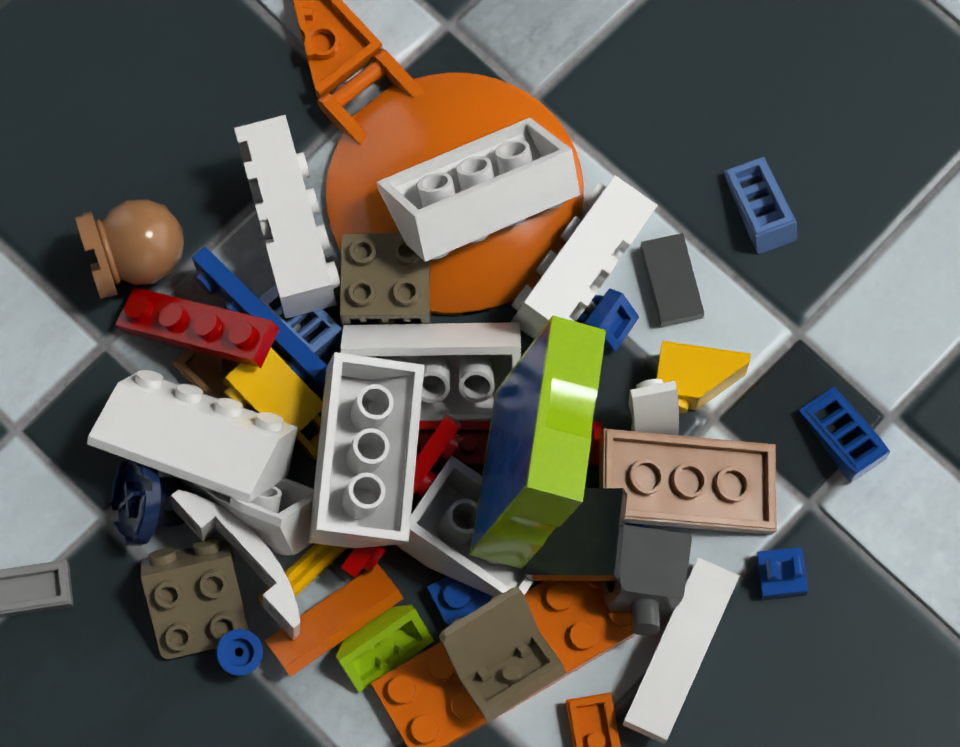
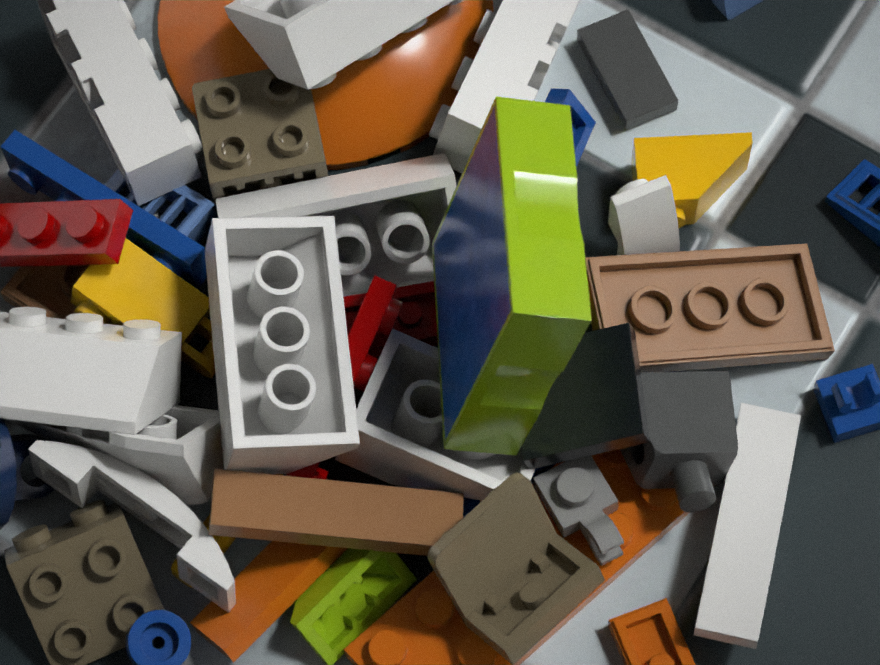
camera: 10 degrees left, 5 degrees down
(381, 584) = (330, 512): none -> medium nougat tile
(562, 609) = (581, 500): none -> light grey plate

